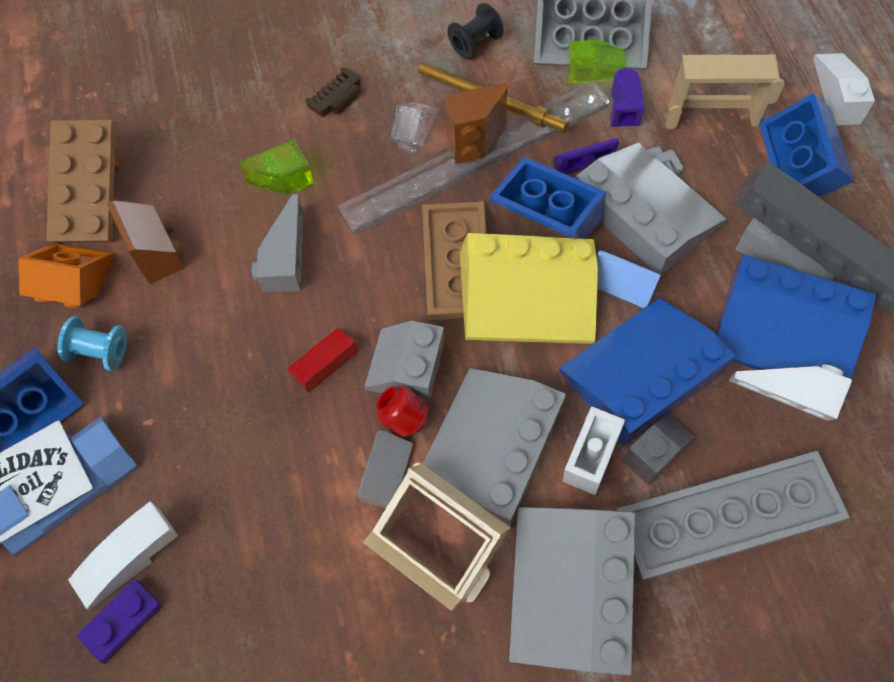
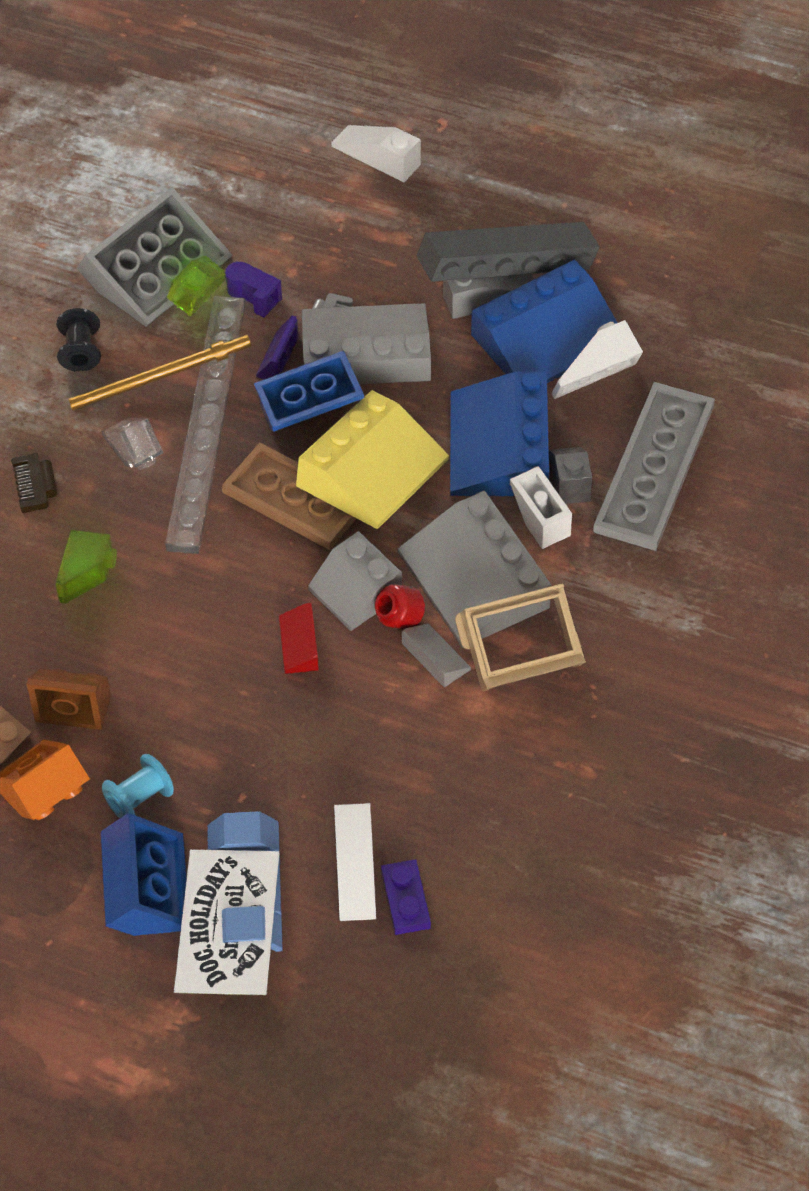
camera: 55 degrees left, 10 degrees down
(281, 251) = (178, 612): light grey slope -> none
(475, 121) = (192, 394): dark orange slope -> none
(573, 589) = (630, 584): light grey slope -> none
(625, 279) = (422, 396): light blue slope -> none
(726, 69) = (332, 189): tan piece -> none
(808, 145) = (409, 208): blue slope -> none

